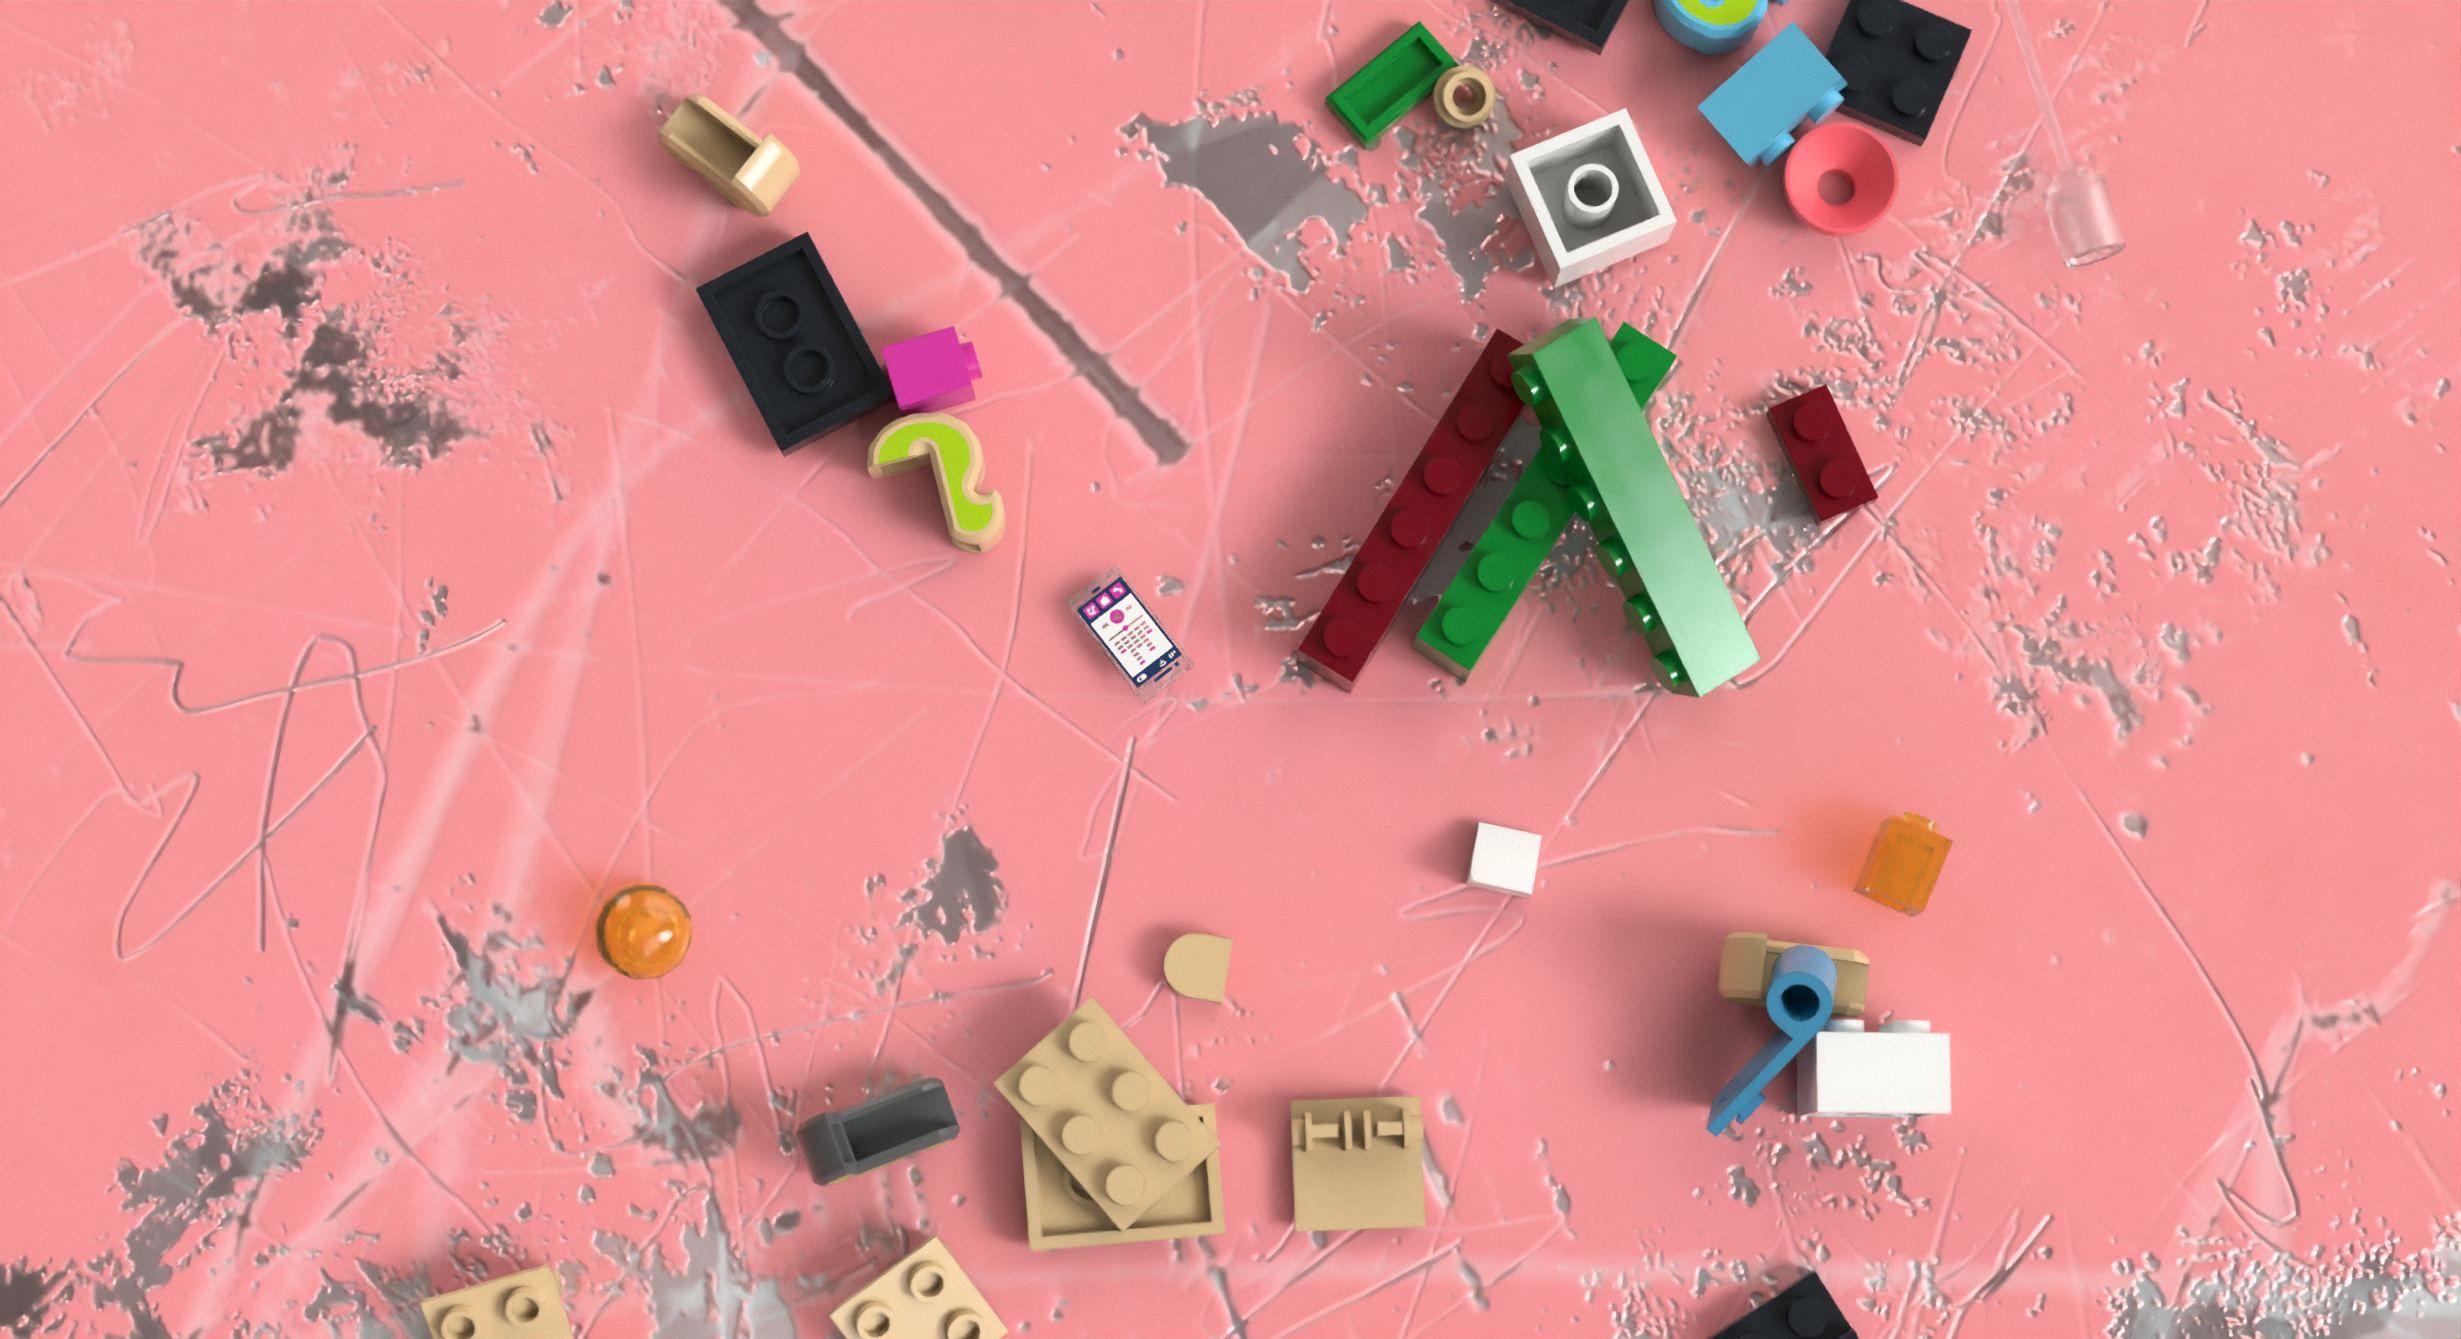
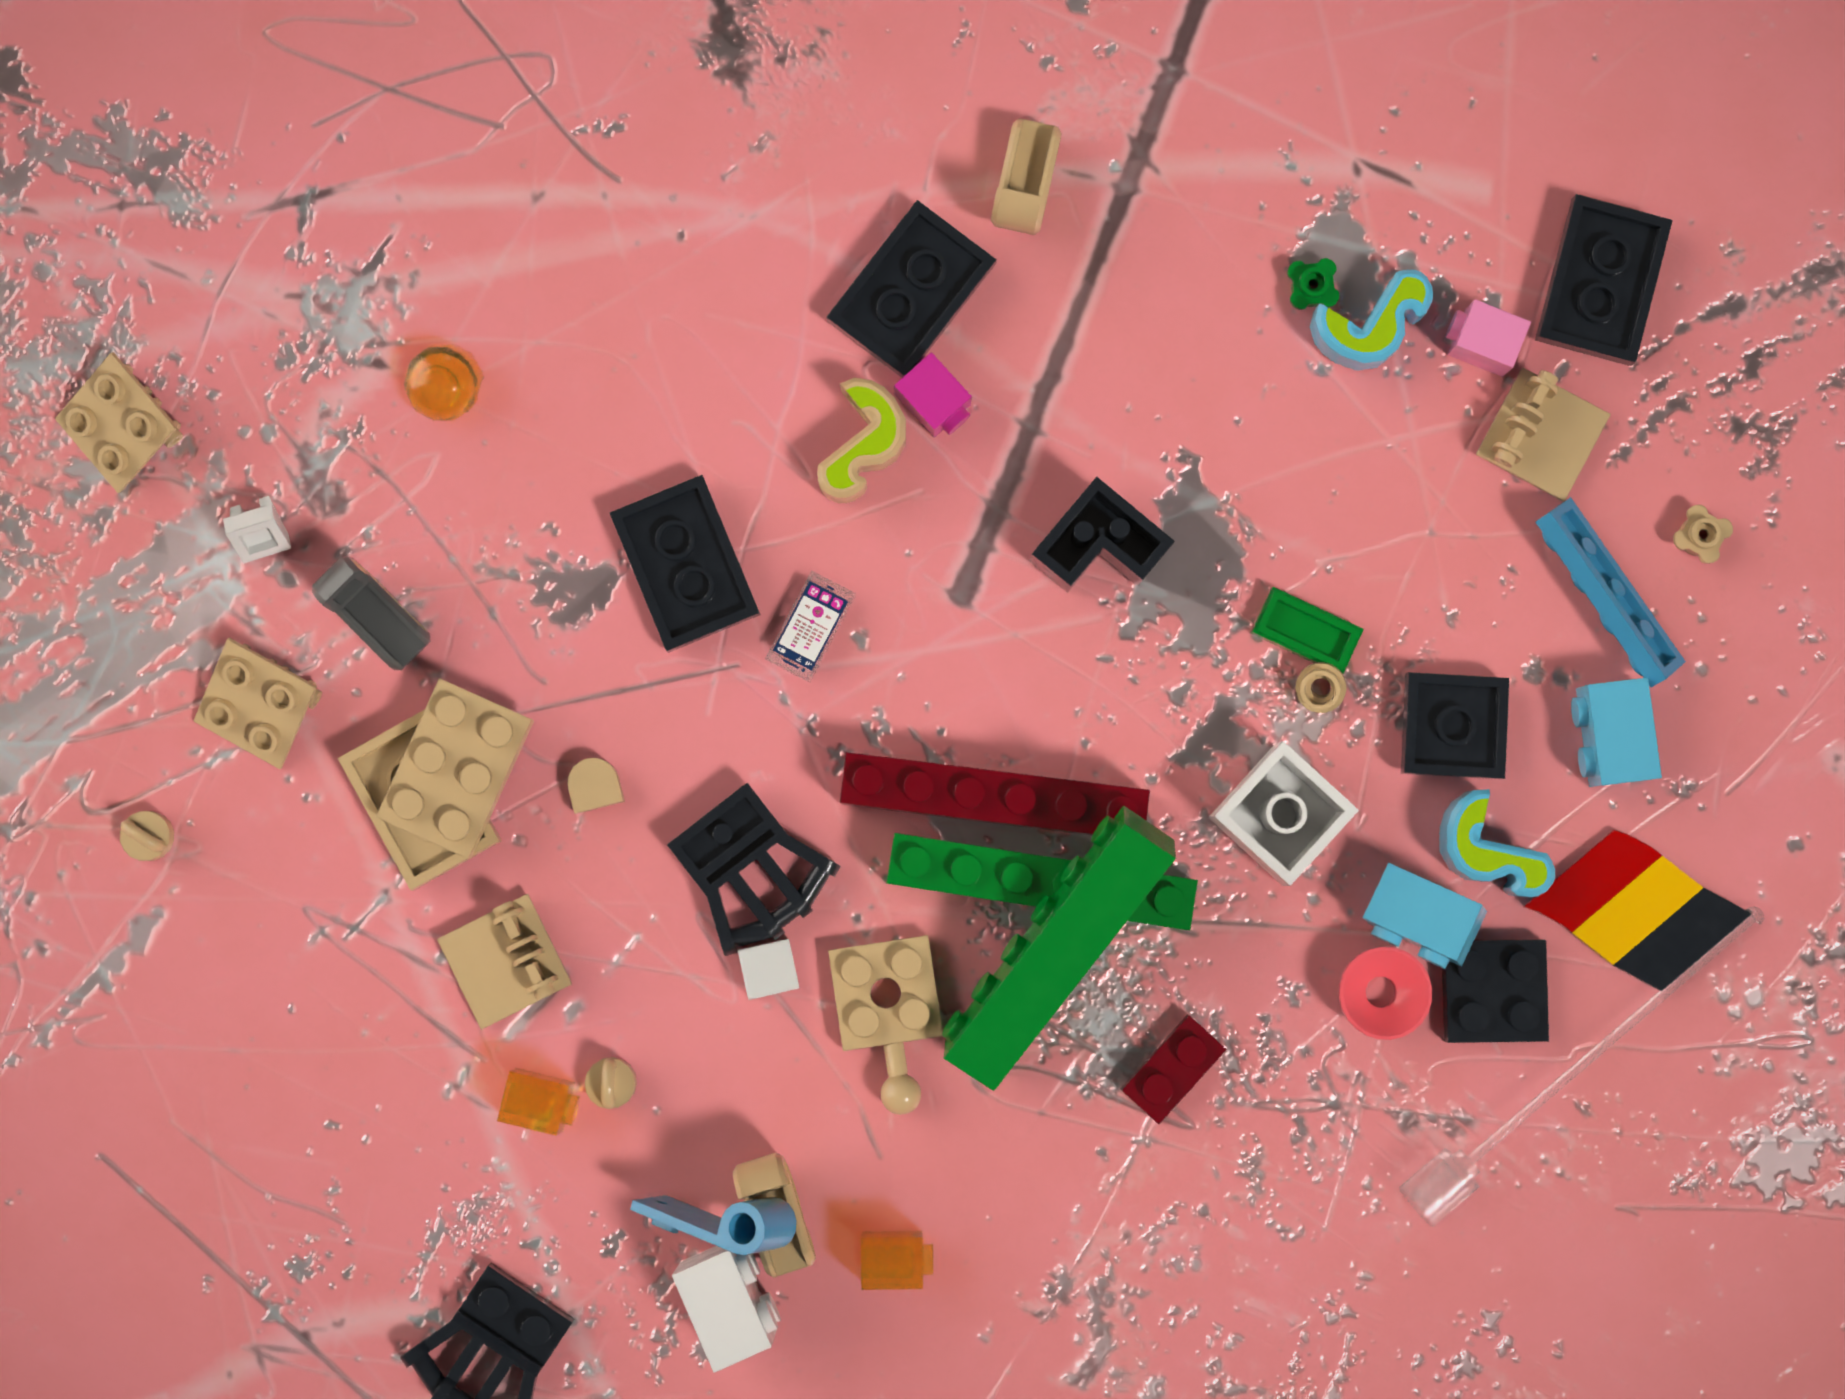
camera: 65 degrees right, 5 degrees up
(714, 1228) = (256, 531): none -> white tile
(989, 743) = (684, 563): none -> black plate
(1174, 247) = (1101, 526): none -> black brick
(1337, 836) = (728, 842): none -> black plate
(1541, 1193) = (538, 1102): none -> clear yellow brick
(1555, 1102) = (610, 1083): none -> tan tile
(1620, 773) = (911, 1019): none -> tan plate

